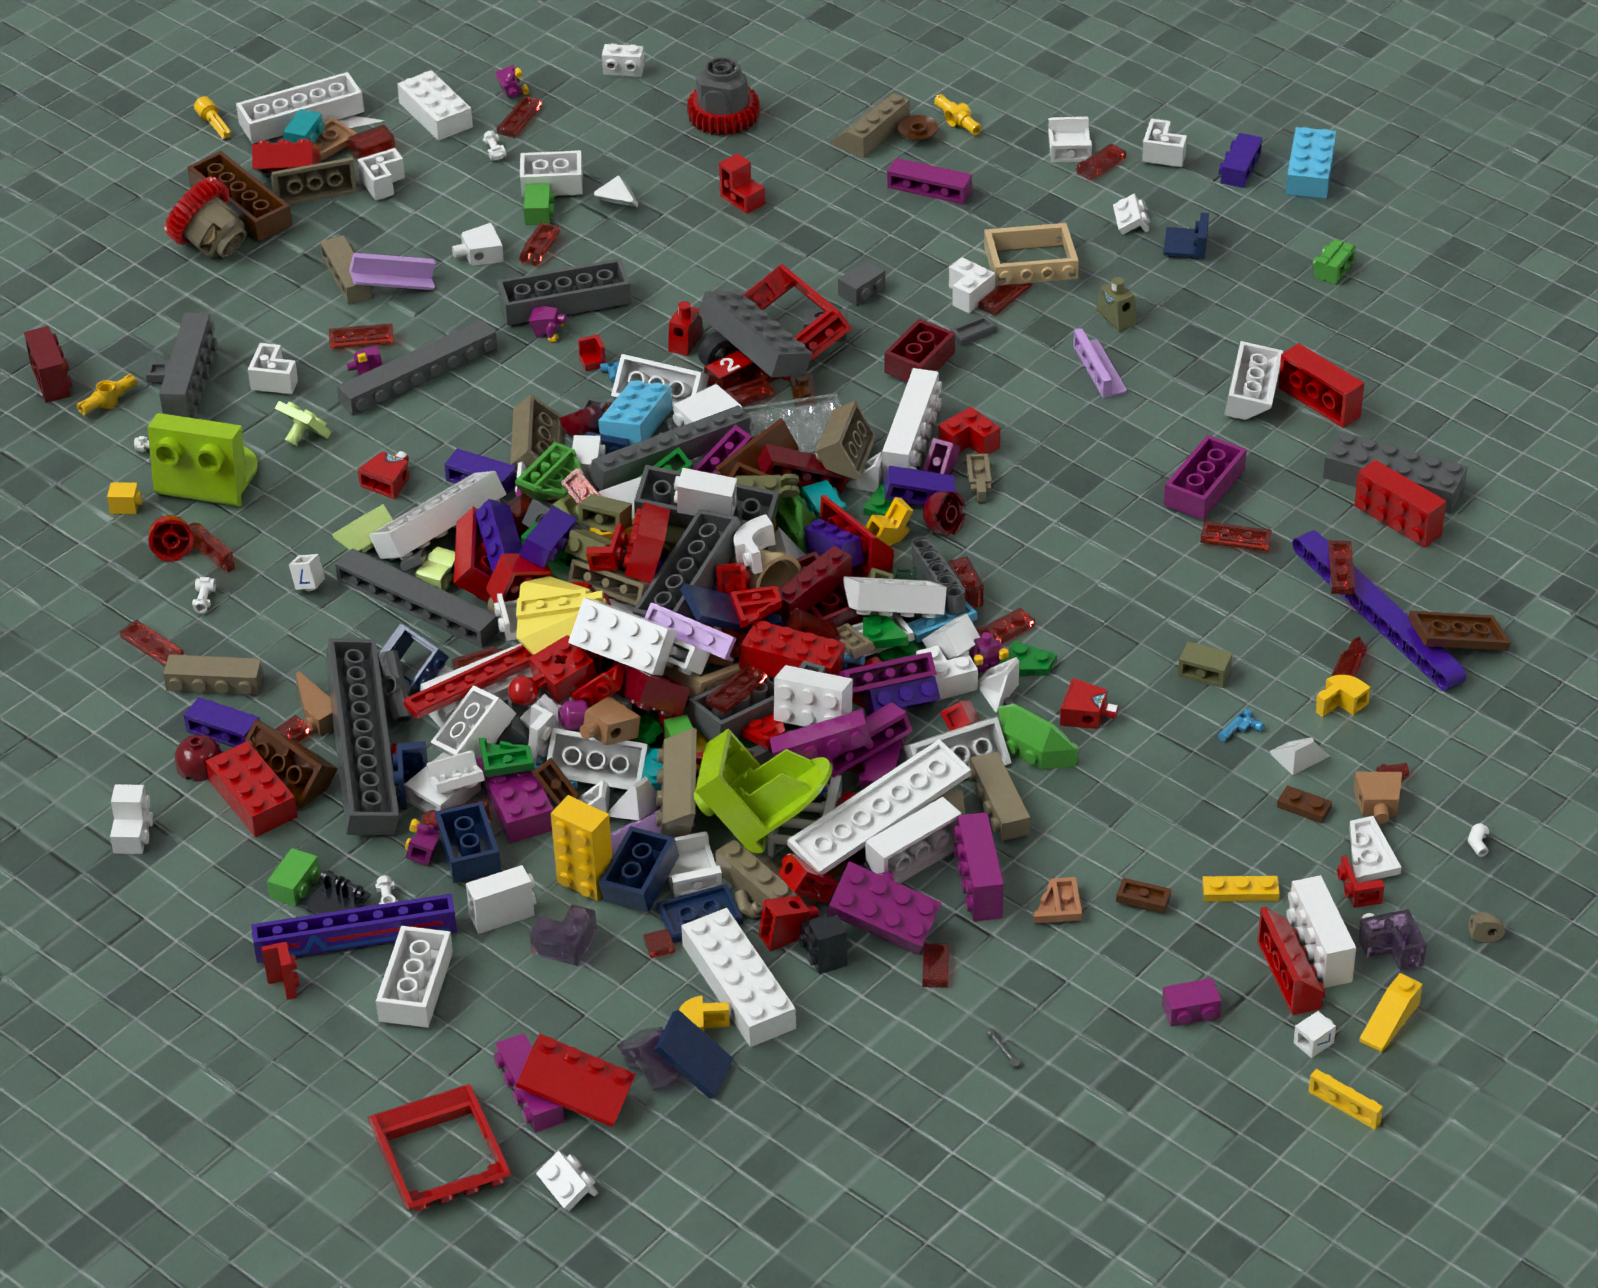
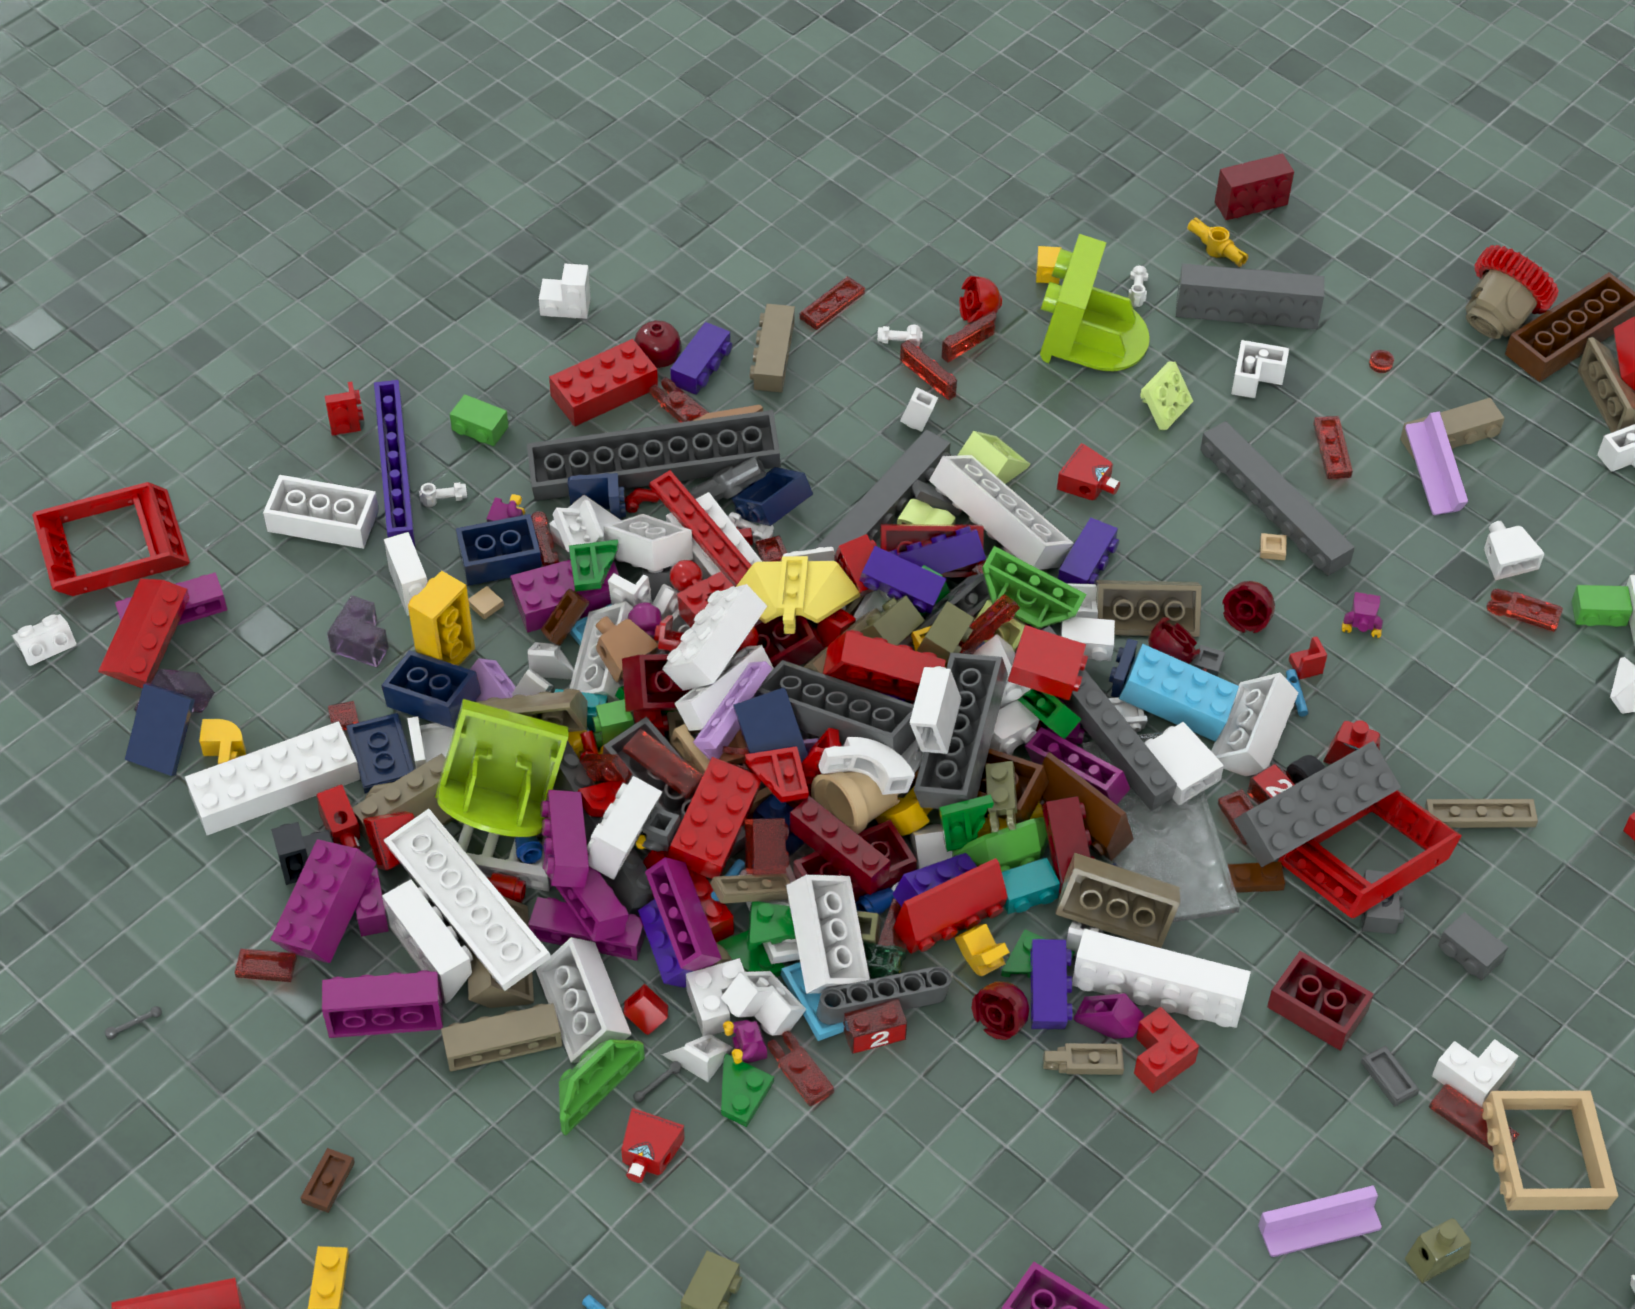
camera: 90 degrees right, 10 degrees up
(252, 572) = (928, 370): none -> clear red plate
(259, 308) = (1381, 361): none -> clear red tile
(296, 766) = (635, 407): reddish brown wedge -> none
(335, 895) = (449, 455): black hinge -> none
(365, 360) = (1280, 451): magenta piece -> none
(467, 374) = (1273, 546): none -> tan tile
(523, 855) = (485, 602): none -> tan tile
(540, 379) = (1249, 606): none -> dark red cylinder
(568, 289) = (1419, 629): dark grey brick -> none
(608, 557) = (856, 621): red bracket -> none
(638, 448) = (1048, 663): none -> brick
(739, 268) = (1484, 812): none -> dark tan plate
(743, 720) = (606, 767): none -> clear red plate
(788, 511) = (963, 821): none -> green wing
(1059, 902) = (333, 1092): nougat wing -> none
(1191, 1002) = (148, 1212): magenta brick -> none

